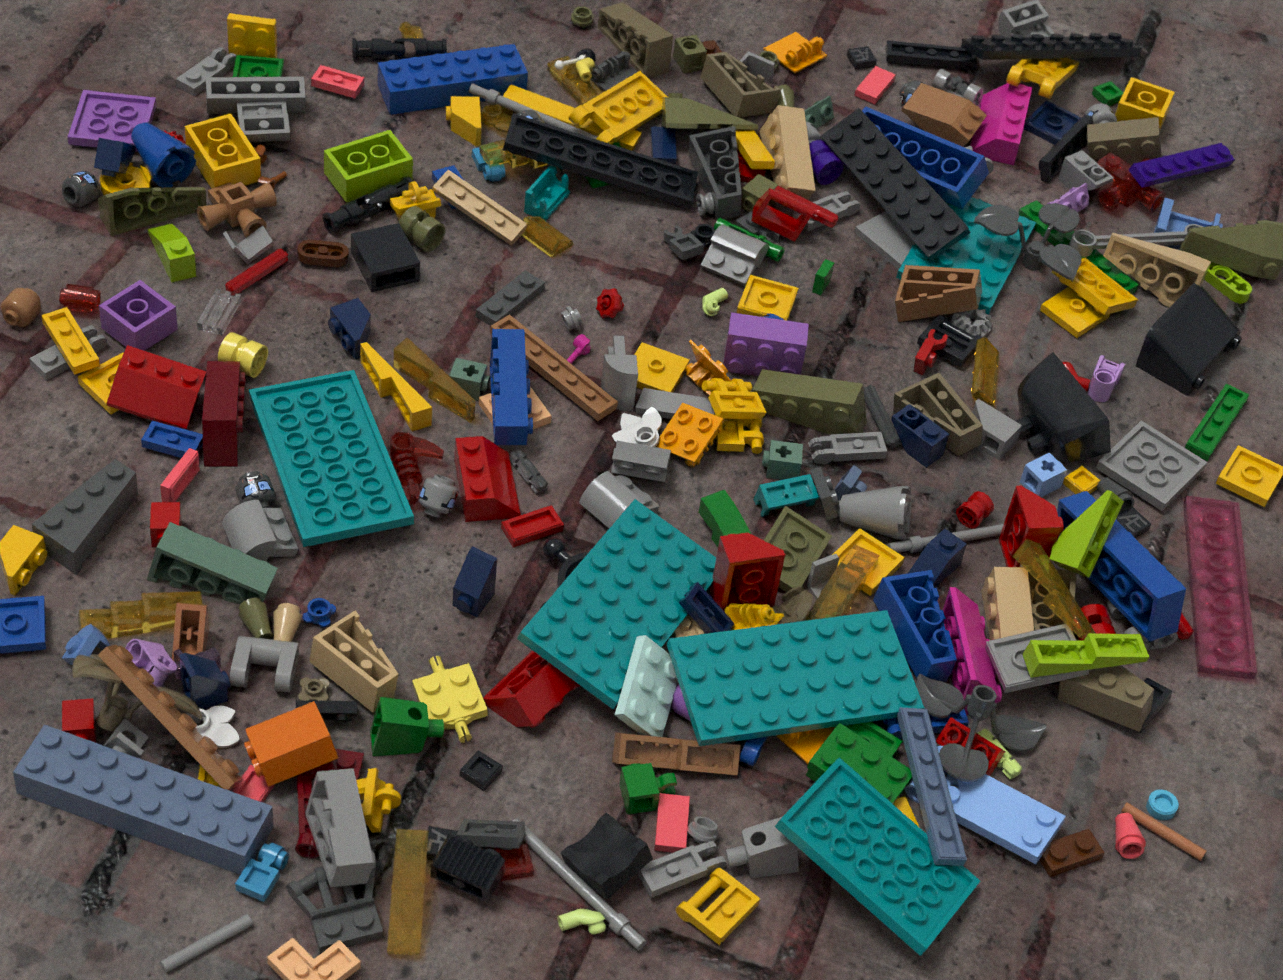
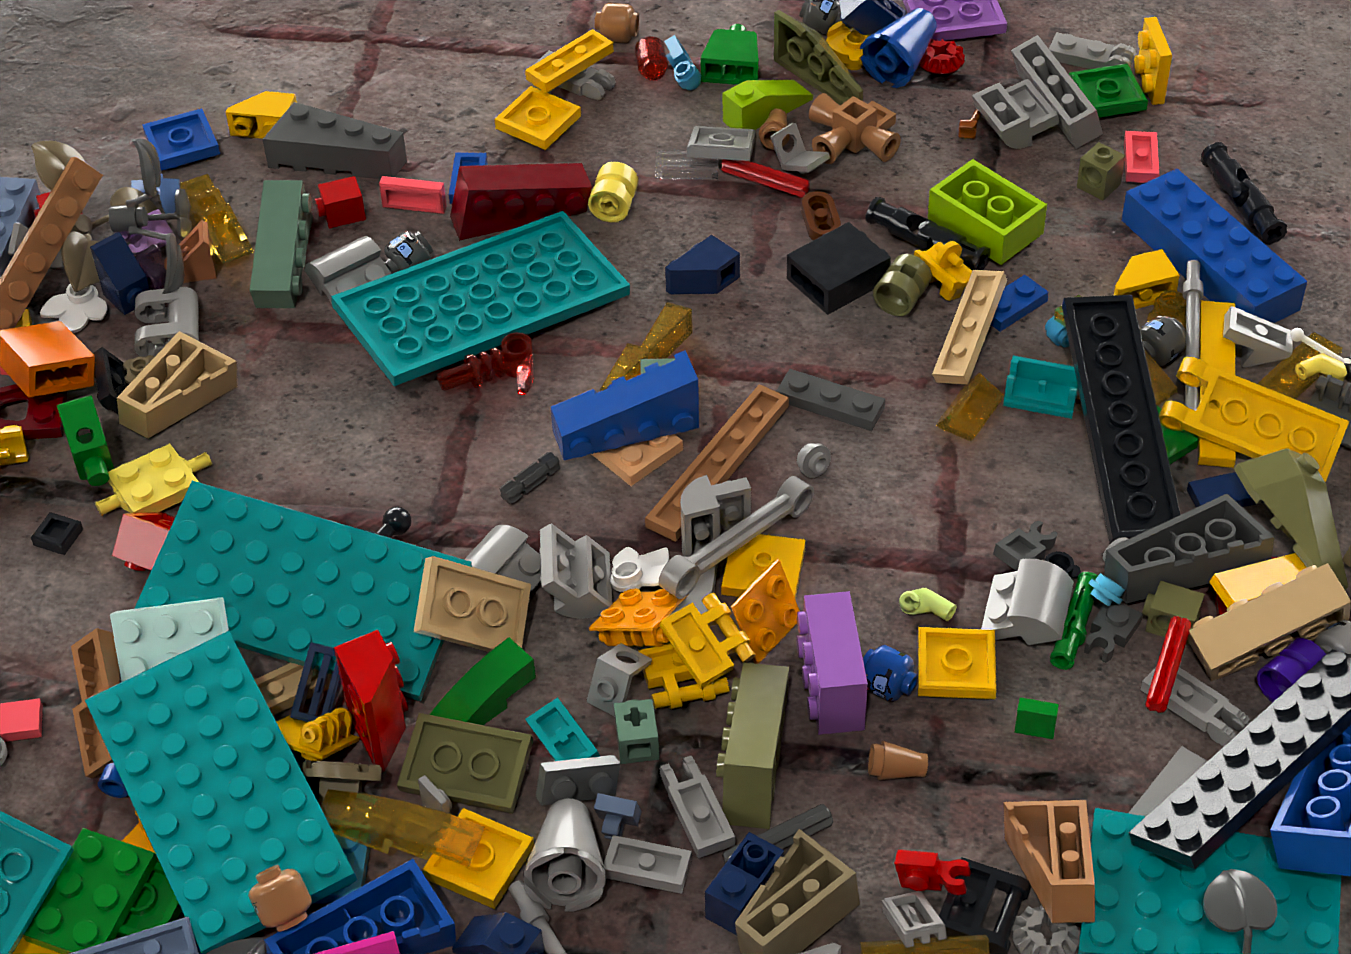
camera: 85 degrees right, 0 degrees up
(99, 280) = (684, 70): none -> dark azure plate
(106, 251) = (730, 56): none -> green torso
(138, 316) = (632, 100): medium lavender brick -> none
(152, 594) = (133, 217): none -> dark grey plant
(156, 388) = (526, 128): red slope -> none
(210, 251) = (775, 122): none -> medium nougat cone
(213, 283) = (721, 143): none -> light grey tile
(223, 152) = (935, 92): yellow brick -> none
(255, 617) = (228, 301): olive cone -> none
(272, 181) = (919, 149): dark orange hand -> none
(286, 621) = (226, 325): tan cone -> none
(317, 606) = (254, 348): blue plate -> none
(348, 102) = (1100, 171): none -> olive brick
(388, 382) = (627, 315): yellow slope -> none
(410, 31) = (1289, 199): clear yellow arm -> none
(438, 495) = (447, 397): light grey head -> none
(475, 582) = (313, 458): dark blue slope -> none
(485, 480) = (493, 436): red slope -> none
(532, 526) = (443, 501): red tile -> none
(549, 84) = (1260, 339): none -> light grey slope
(582, 346) = (770, 485): dark pink hand -> none
(609, 303) = (861, 493): red piece -> none
(642, 789) = (43, 676): green brick -> none
(673, 509) = (470, 605): none -> tan plate
(681, 393) = (682, 574): none -> light grey piece
(739, 214) = (1106, 590): none -> medium azure plate
(744, 458) = (613, 677): none -> light grey bracket
(777, 220) = (1126, 635): red tile -> none
(837, 349) = (894, 761): none -> medium nougat cone
(890, 474) = (647, 864): none -> light grey plate
(910, 643) = (280, 898): none -> medium nougat head
(962, 365) = (933, 922): none -> light grey tile

